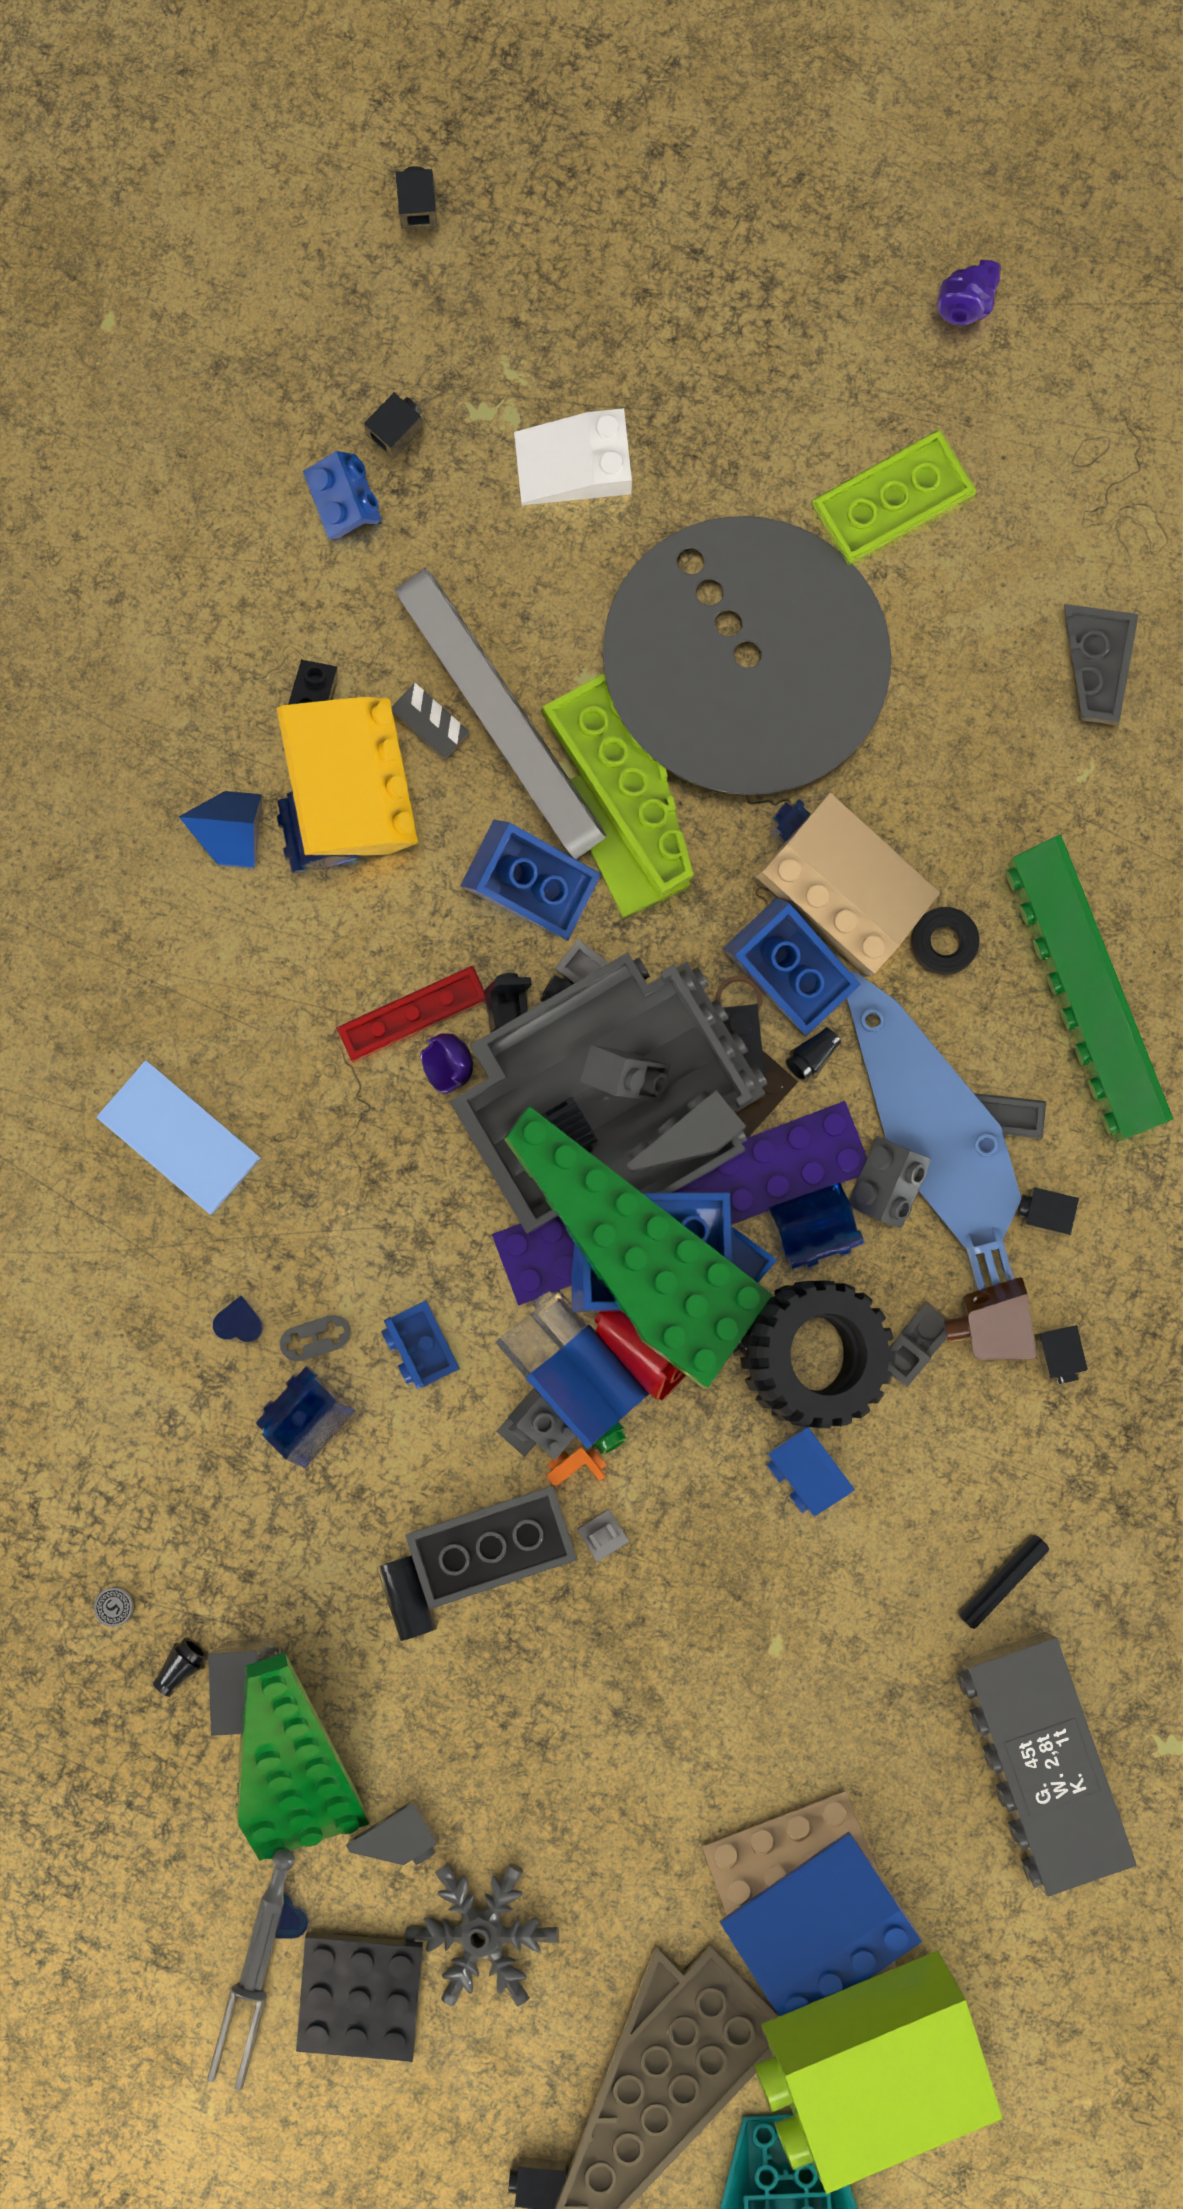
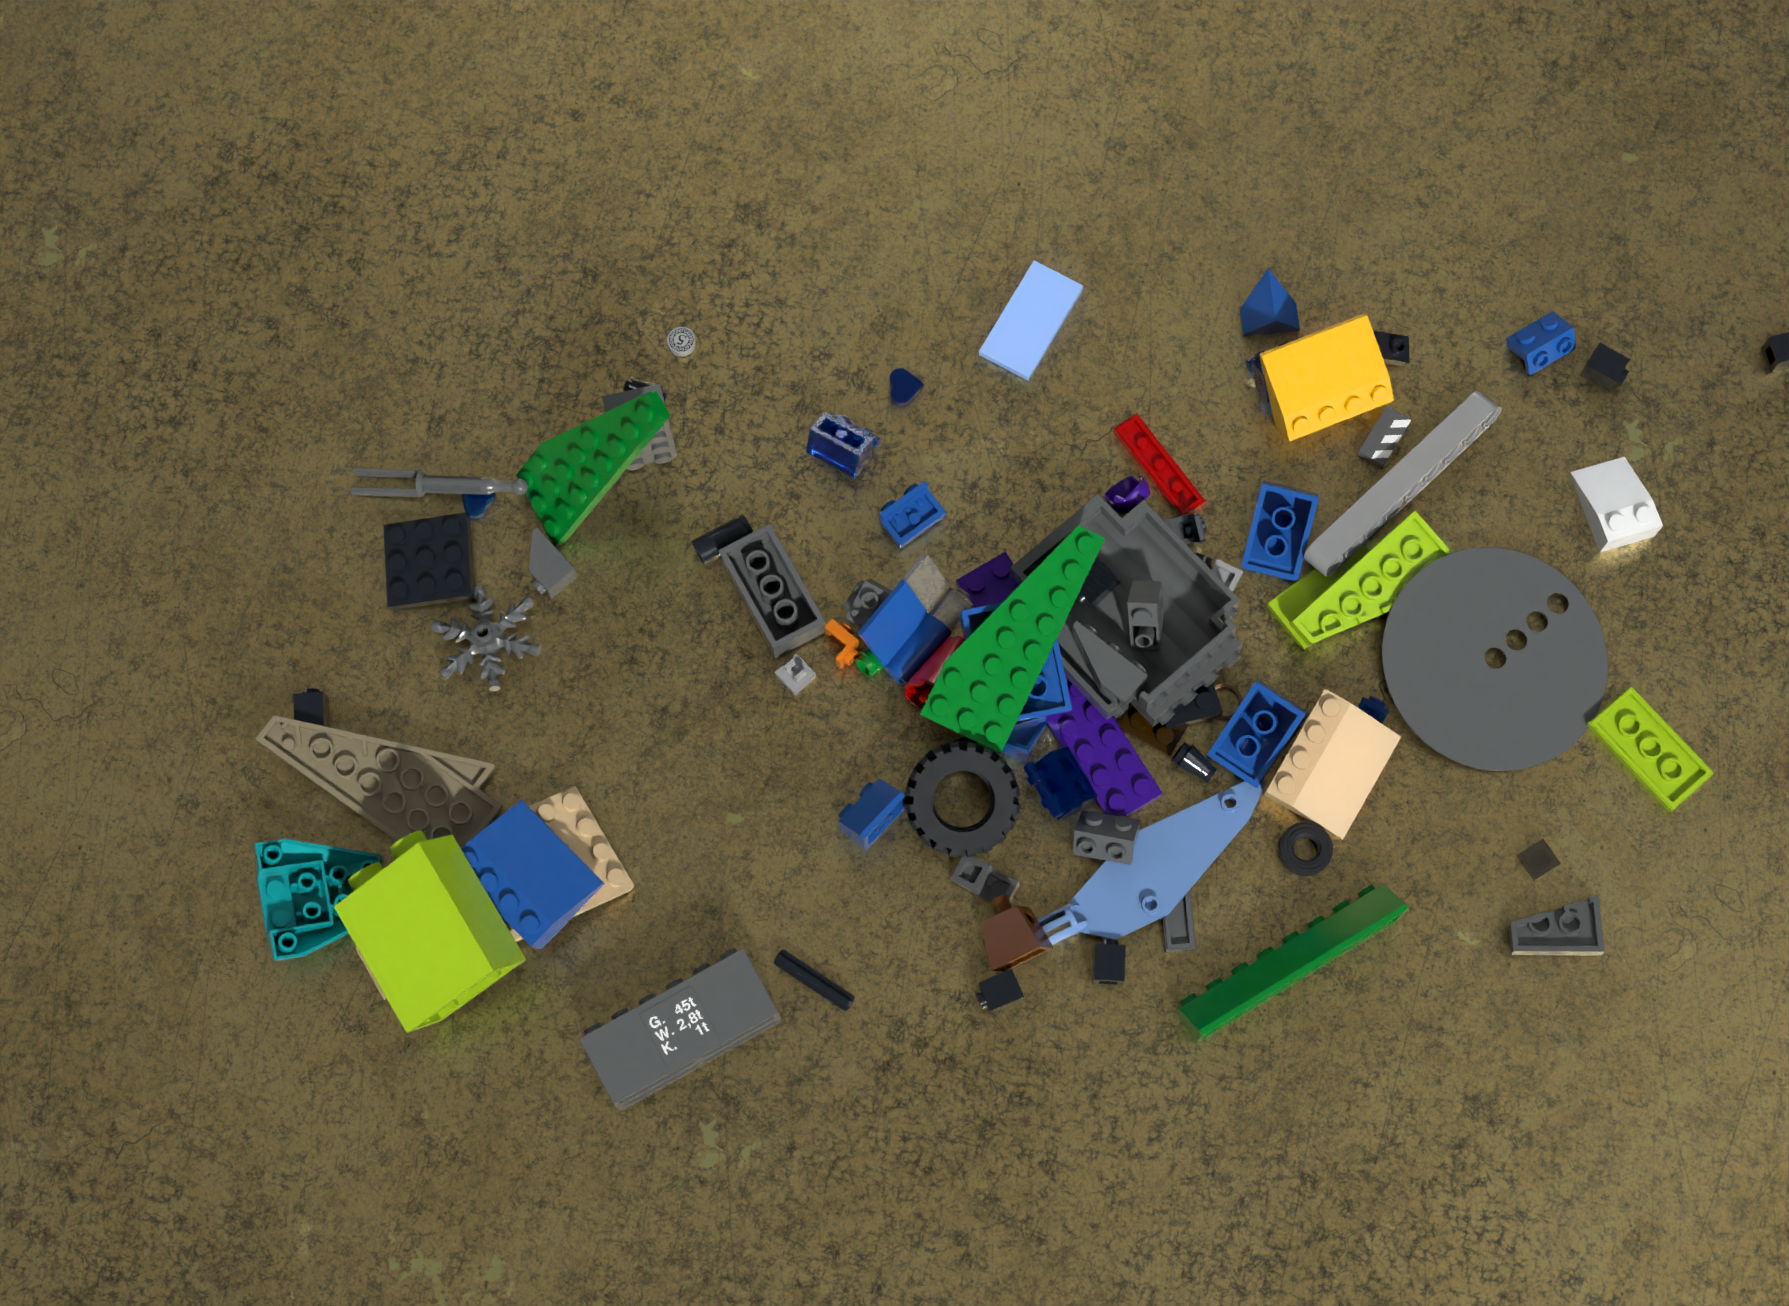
camera: 80 degrees right, 10 degrees down
(313, 1329) = (897, 445): dark grey beam -> none
(1006, 663) = (1538, 859): none -> clear smoke tile

